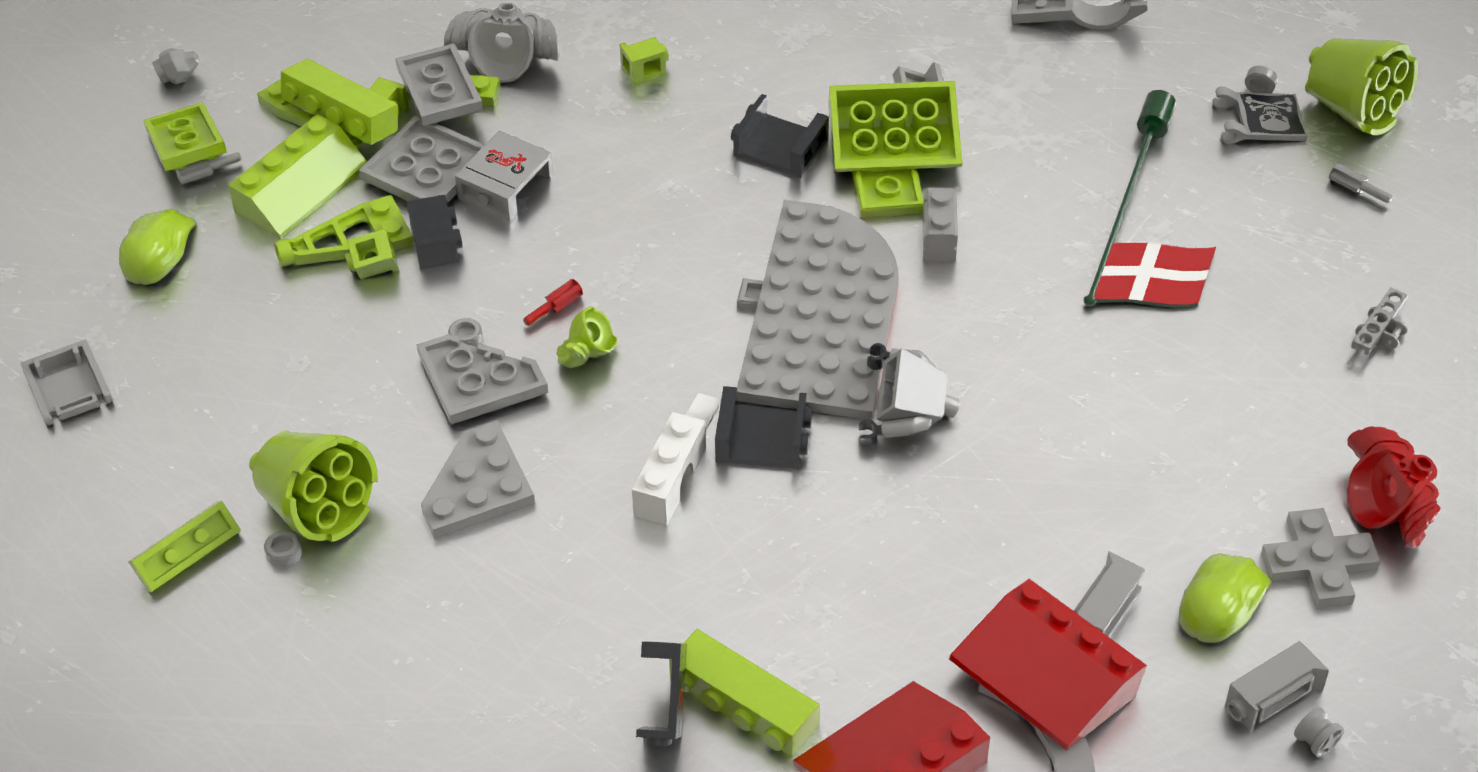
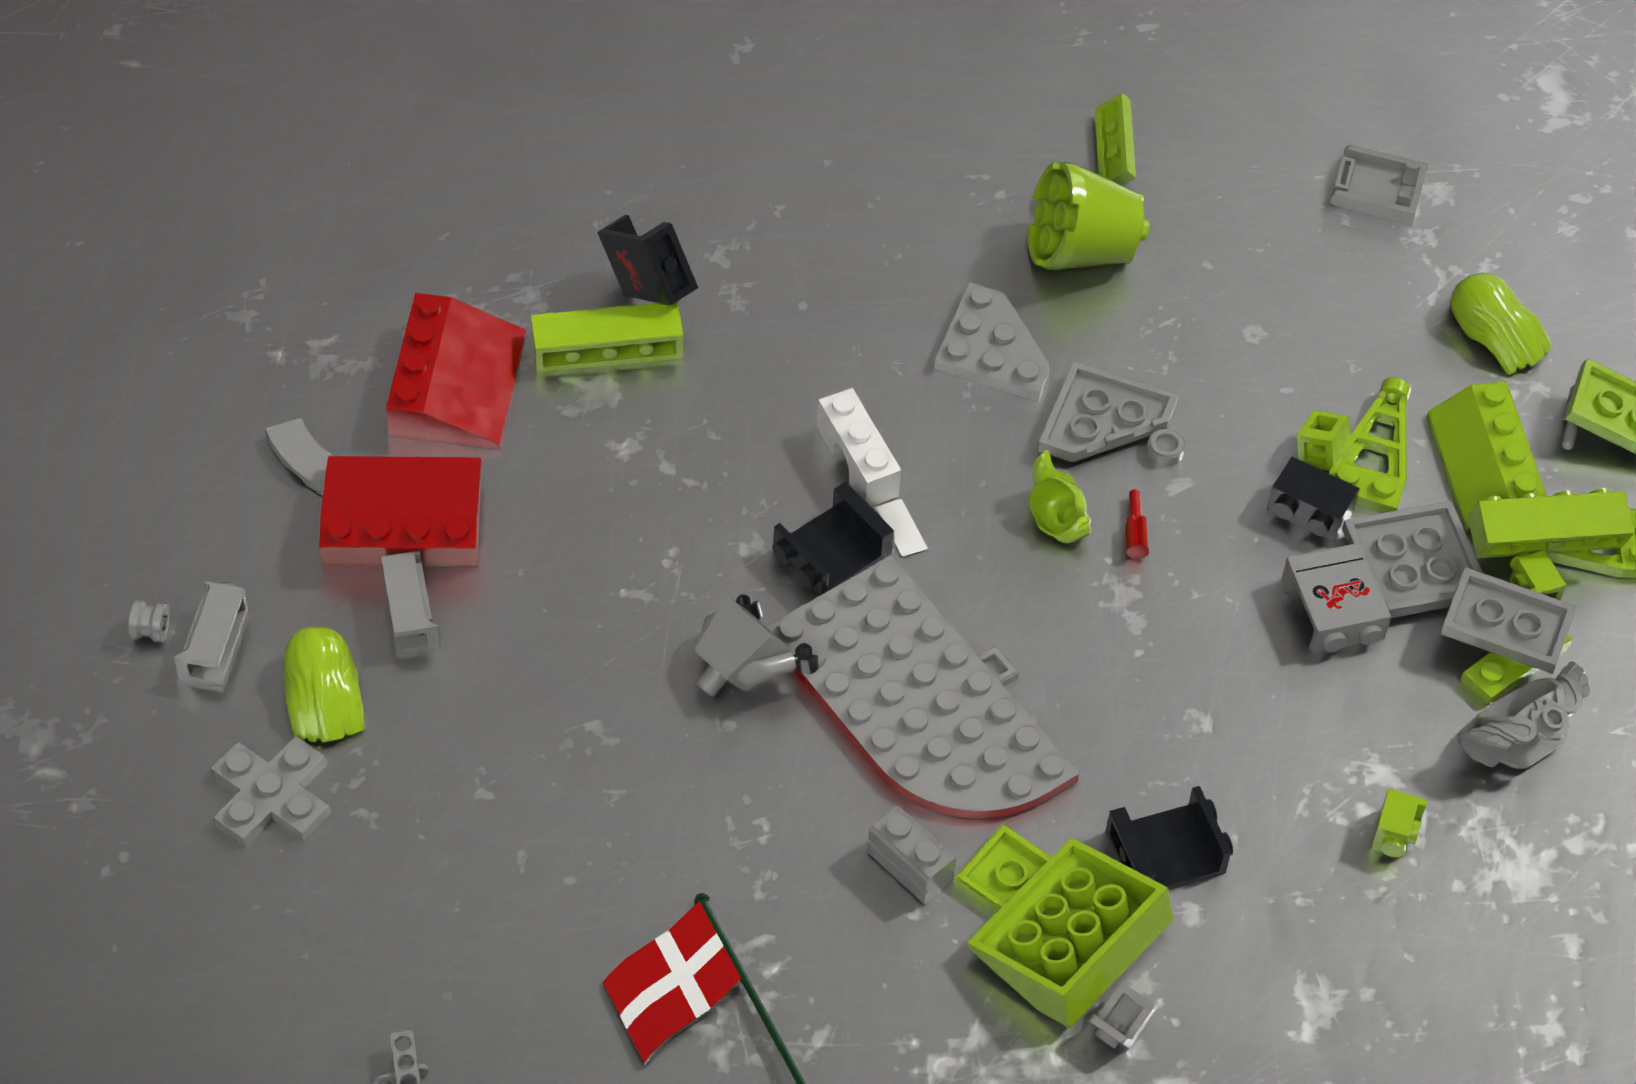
camera: 130 degrees right, 5 degrees up
(1391, 484) = (247, 881): red piece -> none

